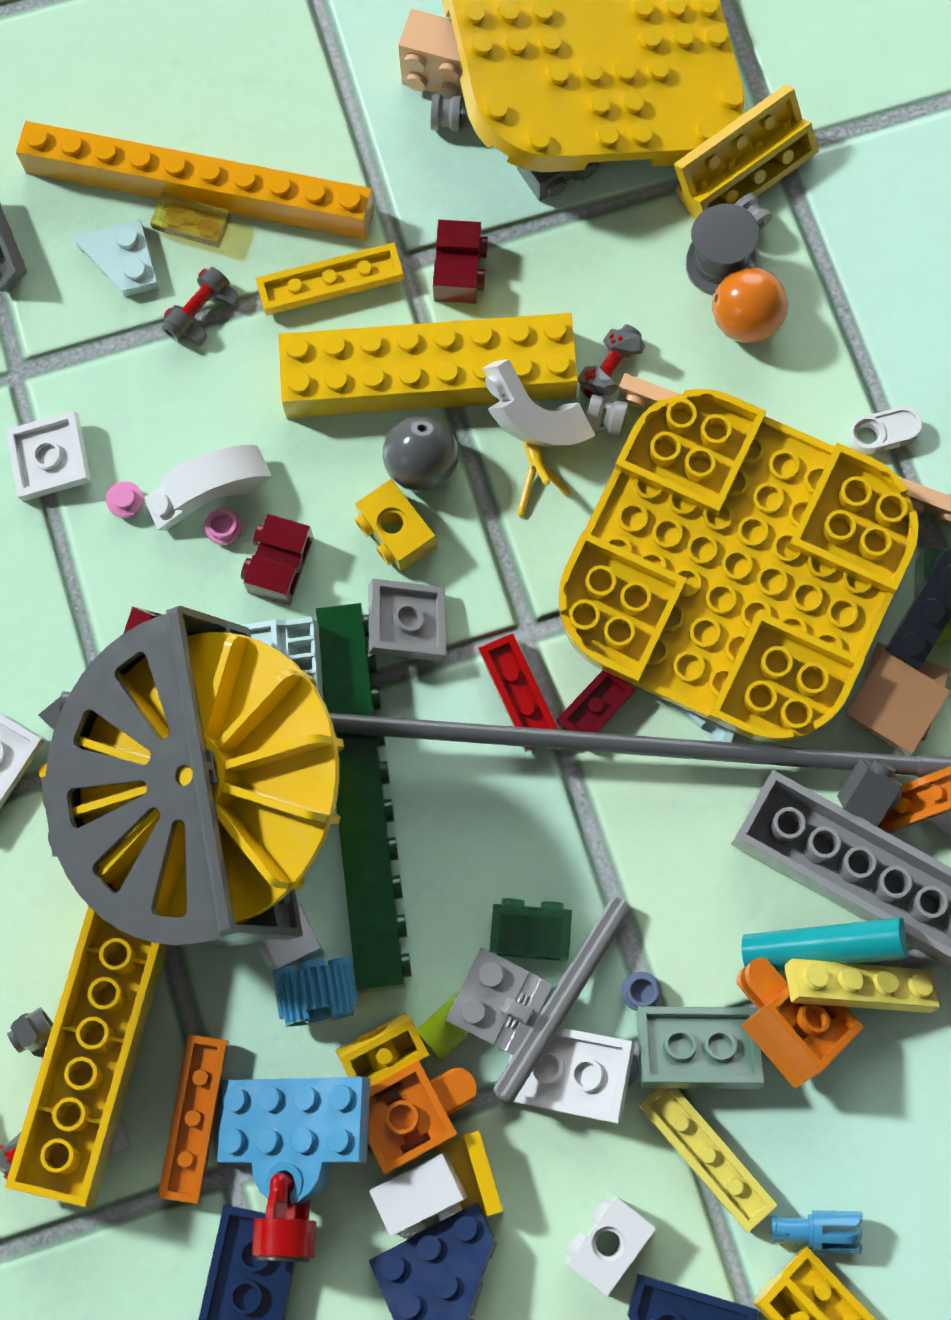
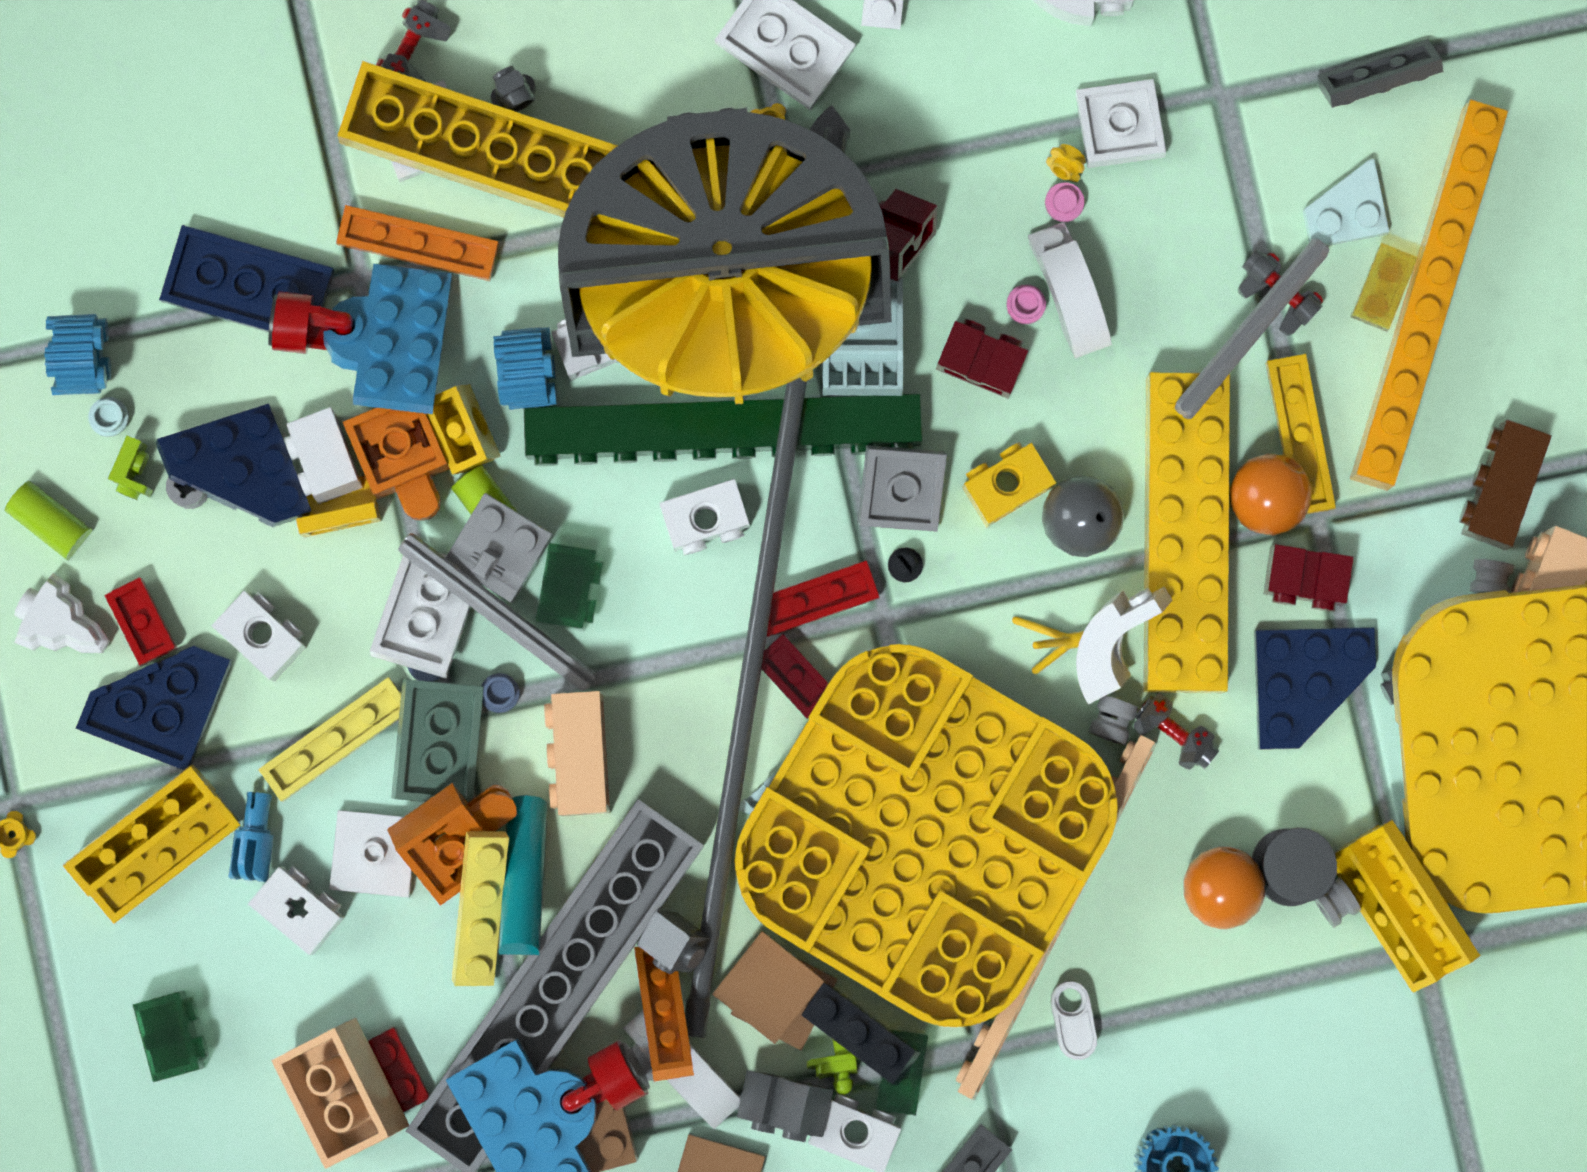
camera: 90 degrees right, 10 degrees up
(87, 499) = (1066, 162): none -> yellow plate
(237, 317) = (1251, 329): none -> light grey axle
(361, 107) = (1504, 484): none -> reddish brown brick
(387, 291) = (1270, 494): none -> orange piece
(449, 827) = (720, 498): none -> white brick
(478, 615) = (905, 564): none -> black piece
(551, 260) = (1305, 679): none -> dark blue plate
(697, 901) = (578, 753): none -> light nougat brick
(819, 1110) = (366, 856): none -> white plate
(905, 1167) = (274, 905): none -> white brick

